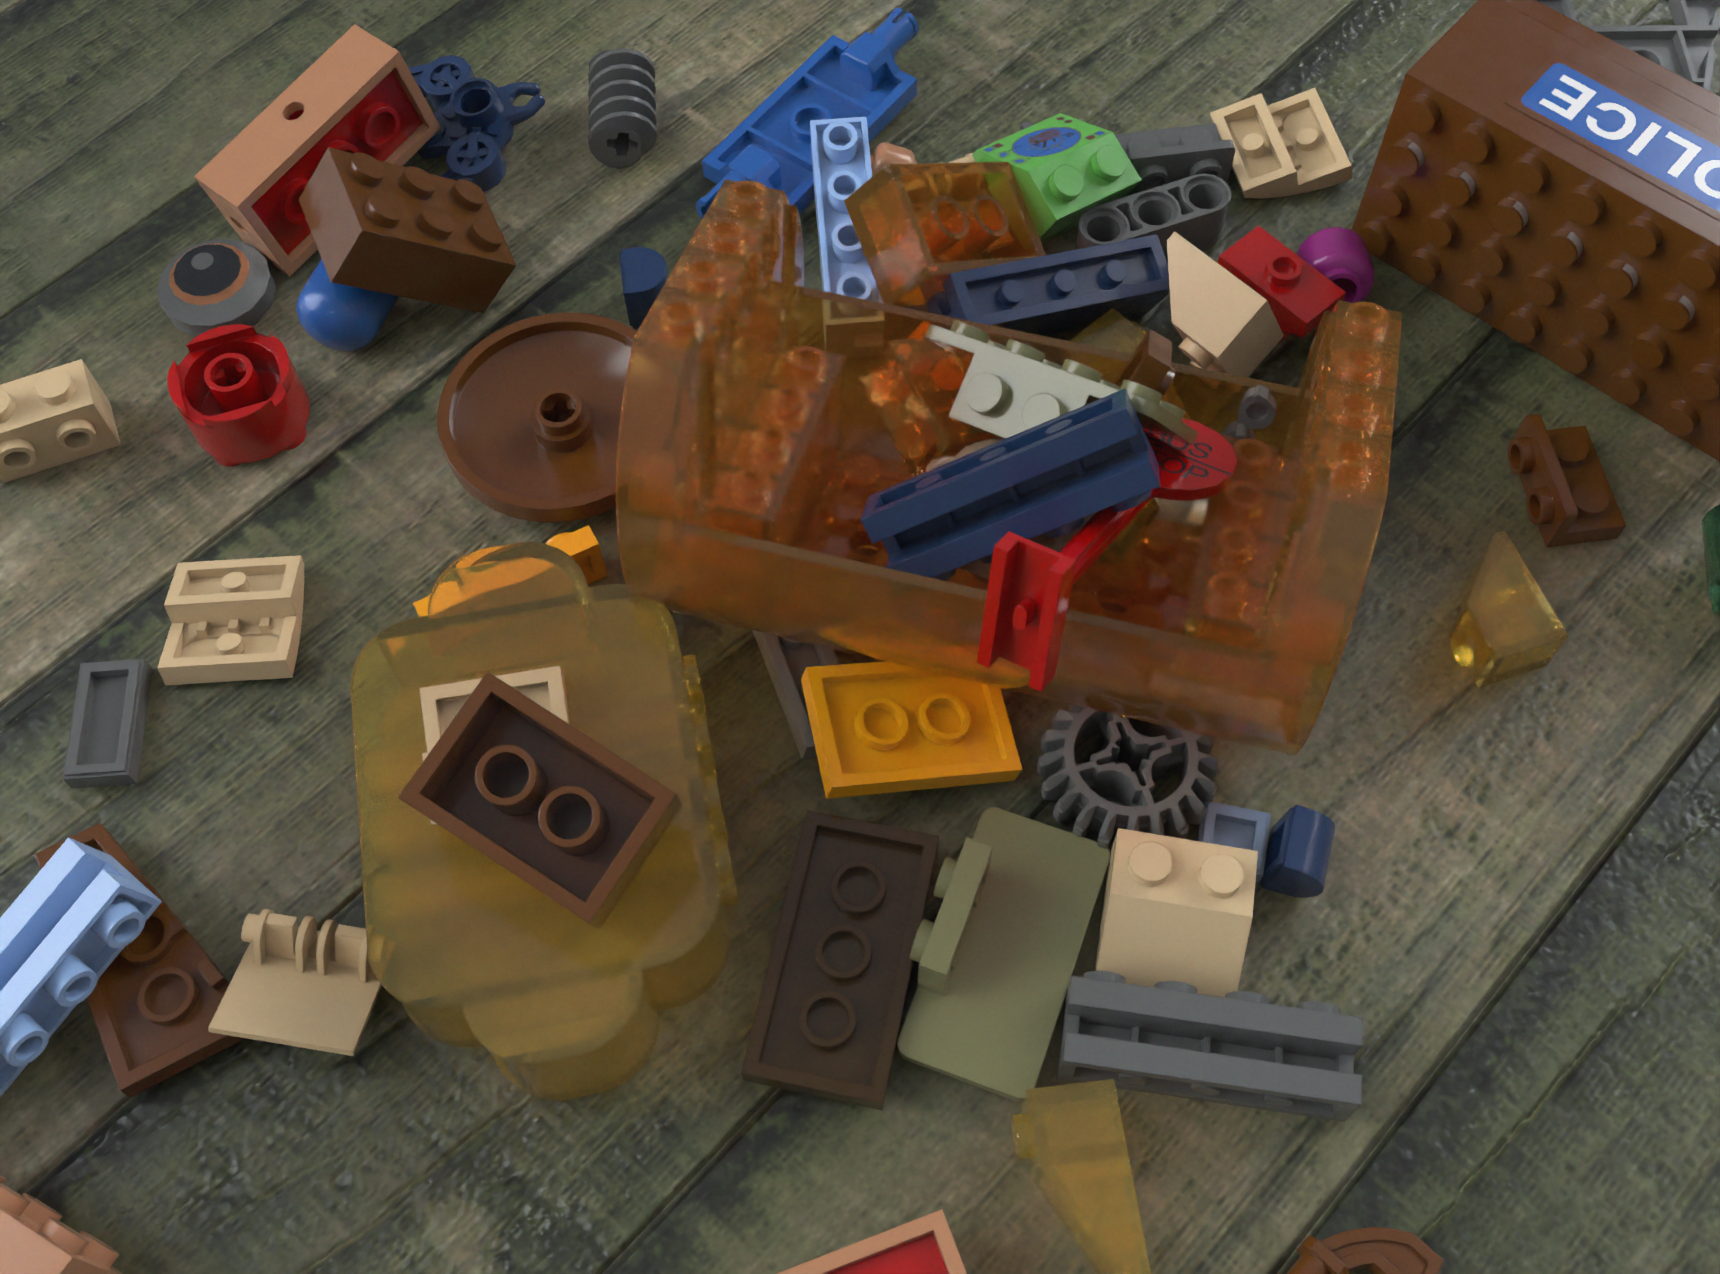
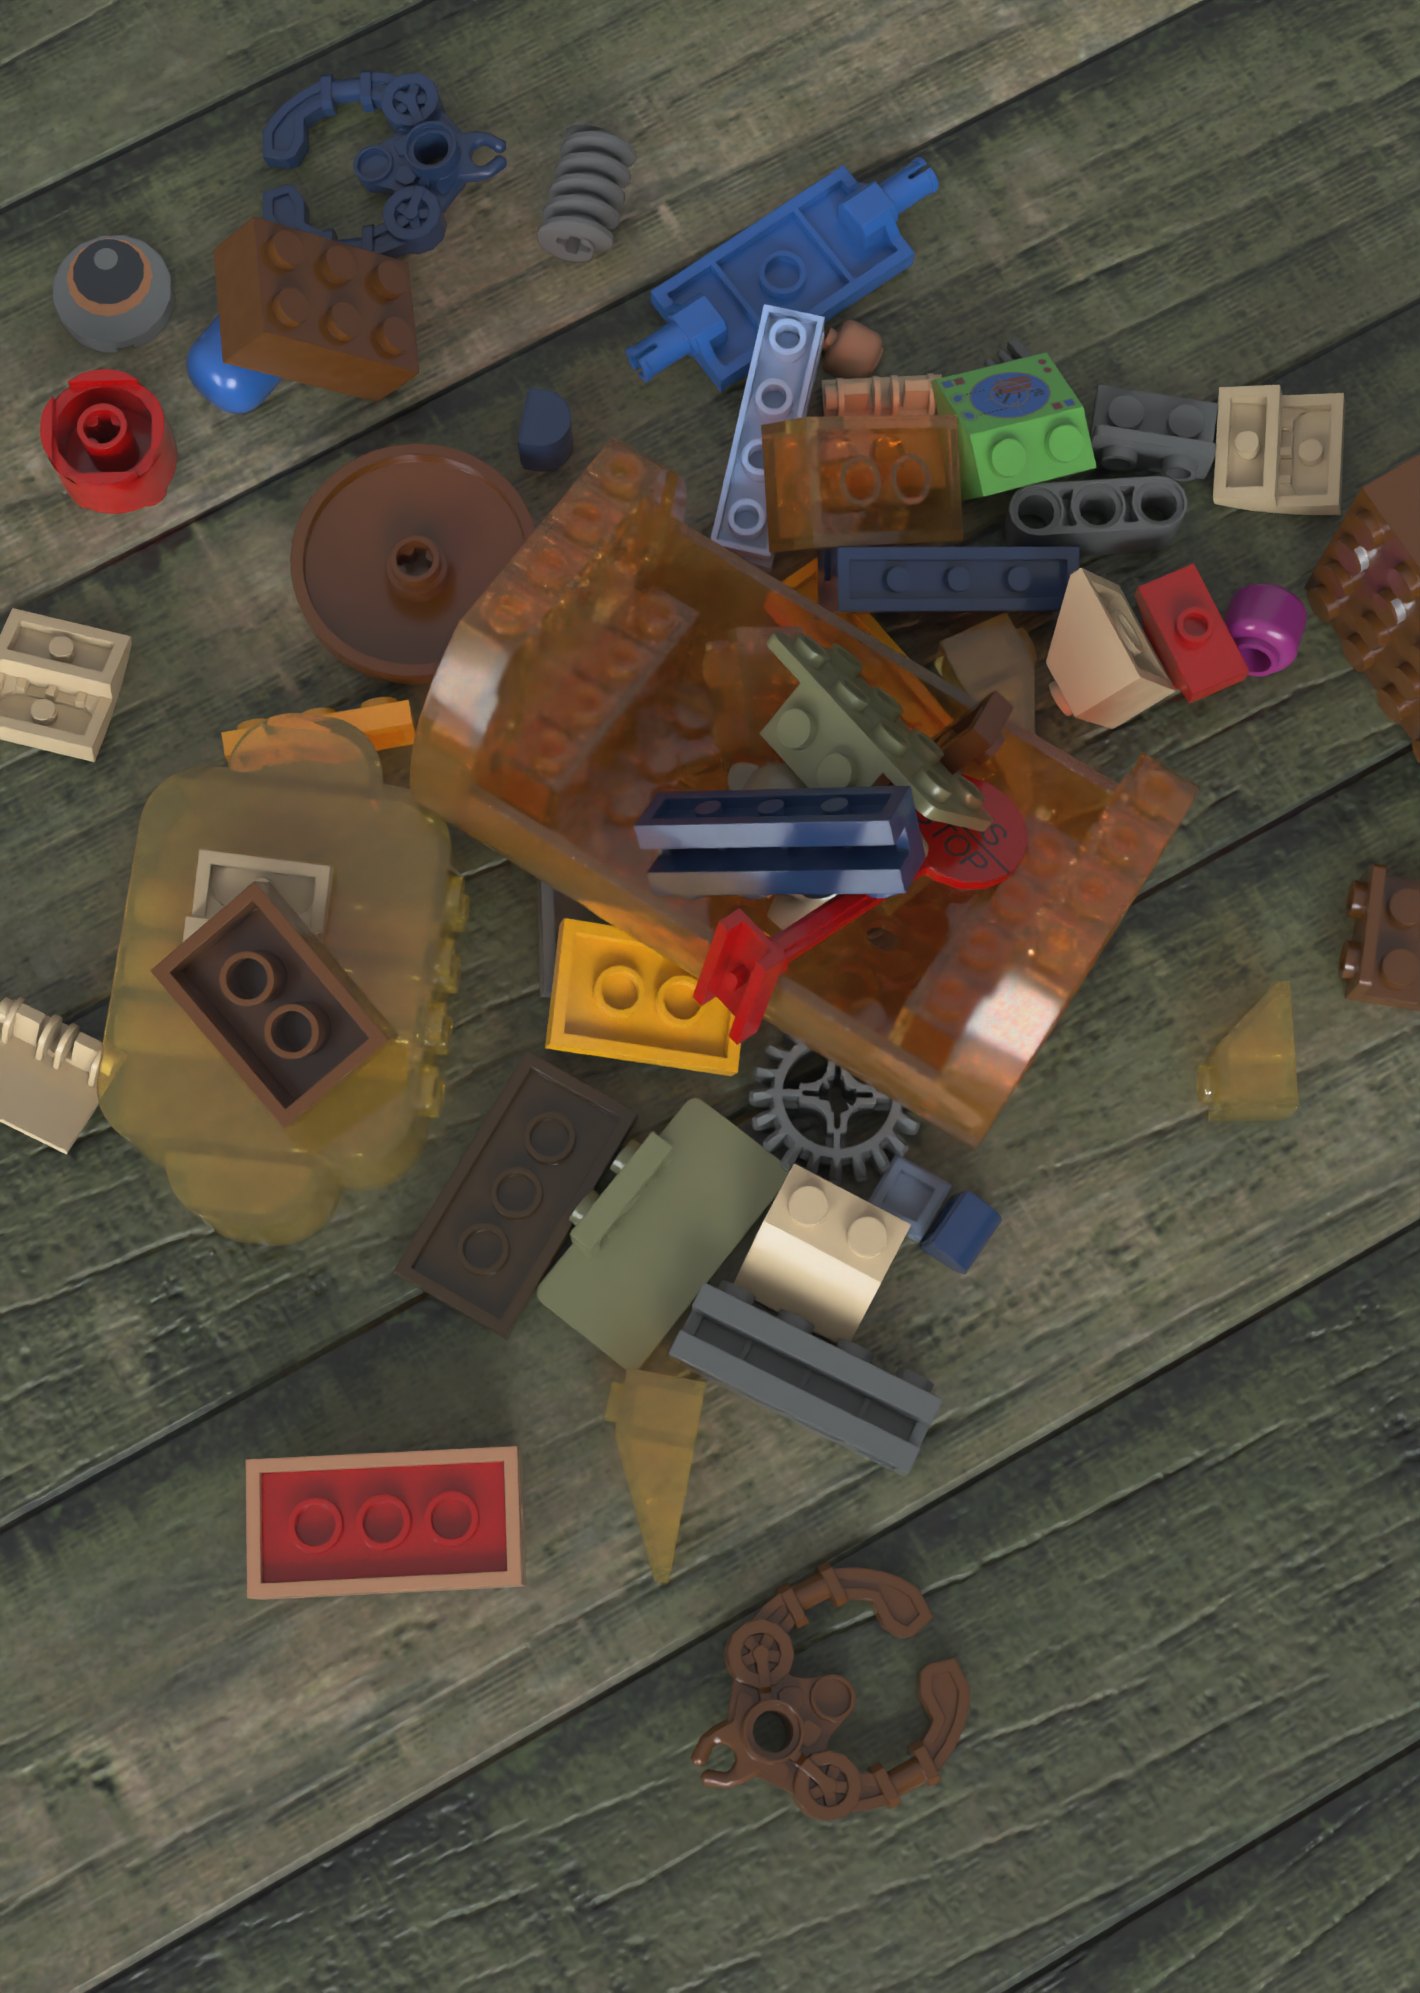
camera: 15 degrees right, 15 degrees up
(347, 100) = (266, 158): nougat brick -> none
(1255, 412) = (1073, 802): dark grey piece -> none

